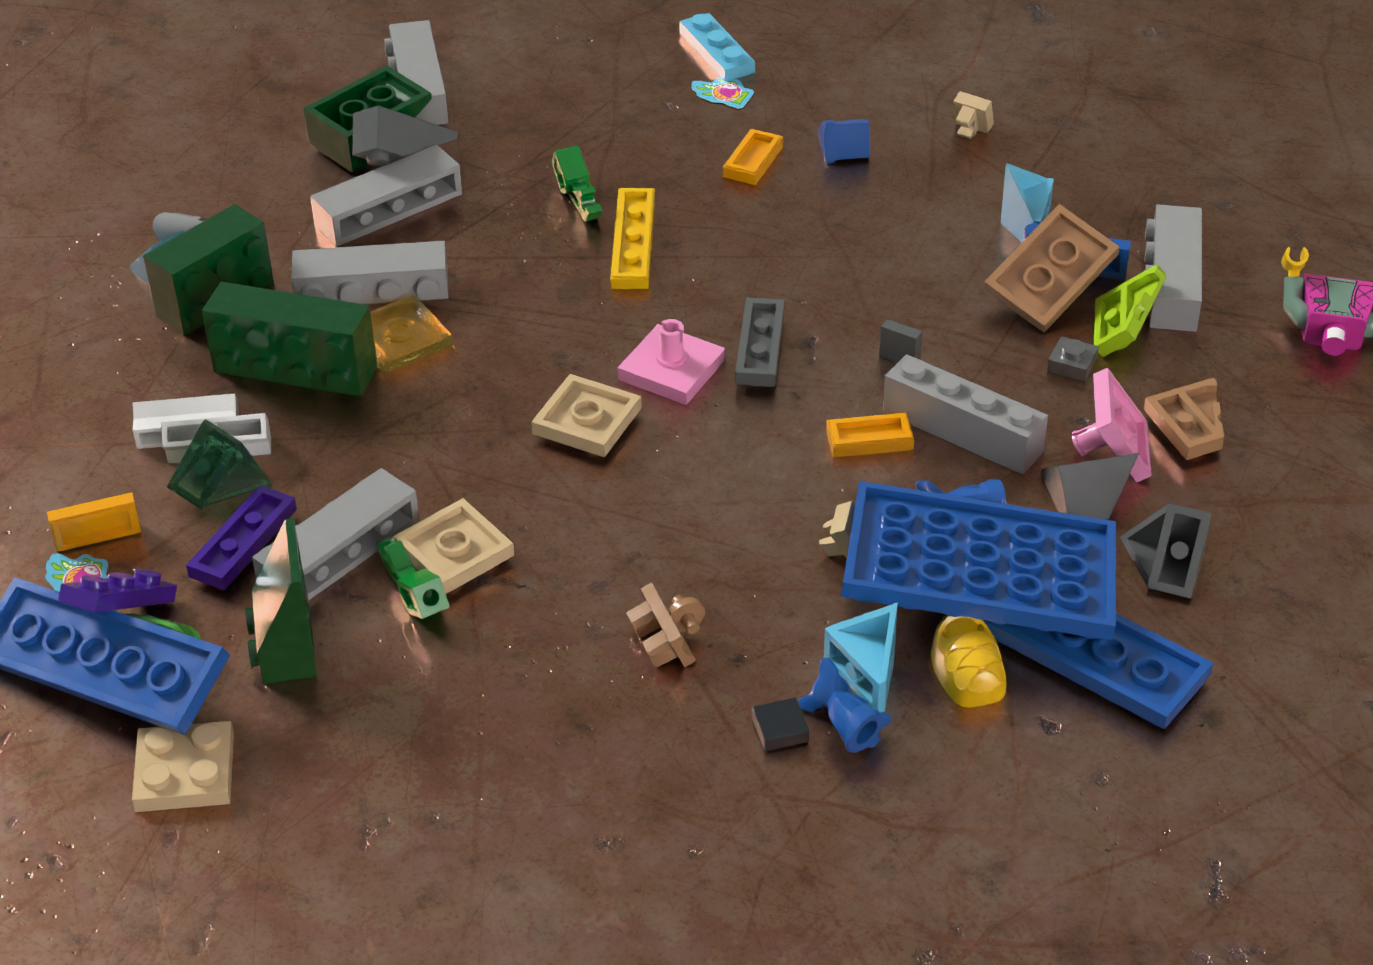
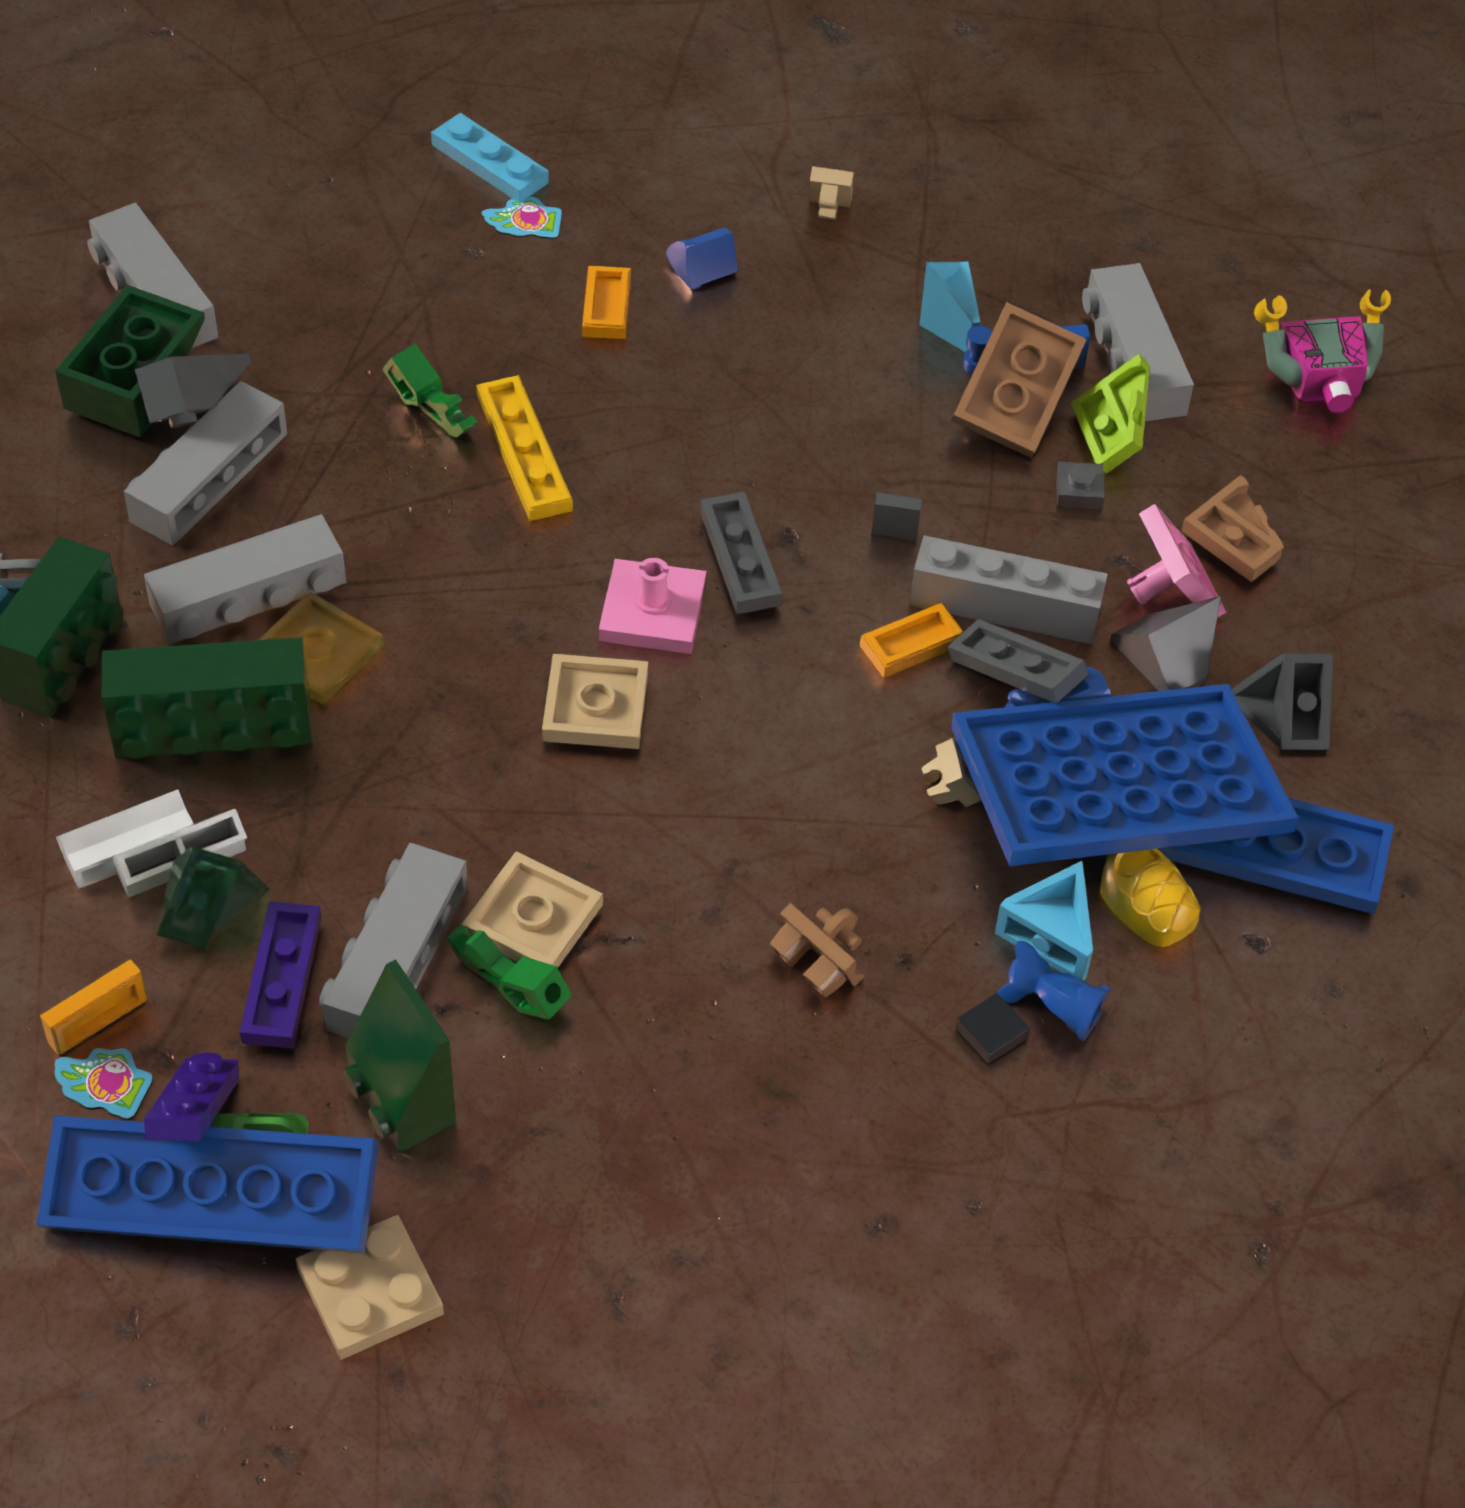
camera: 25 degrees left, 10 degrees up
(941, 463) = (1018, 661): none -> dark grey plate

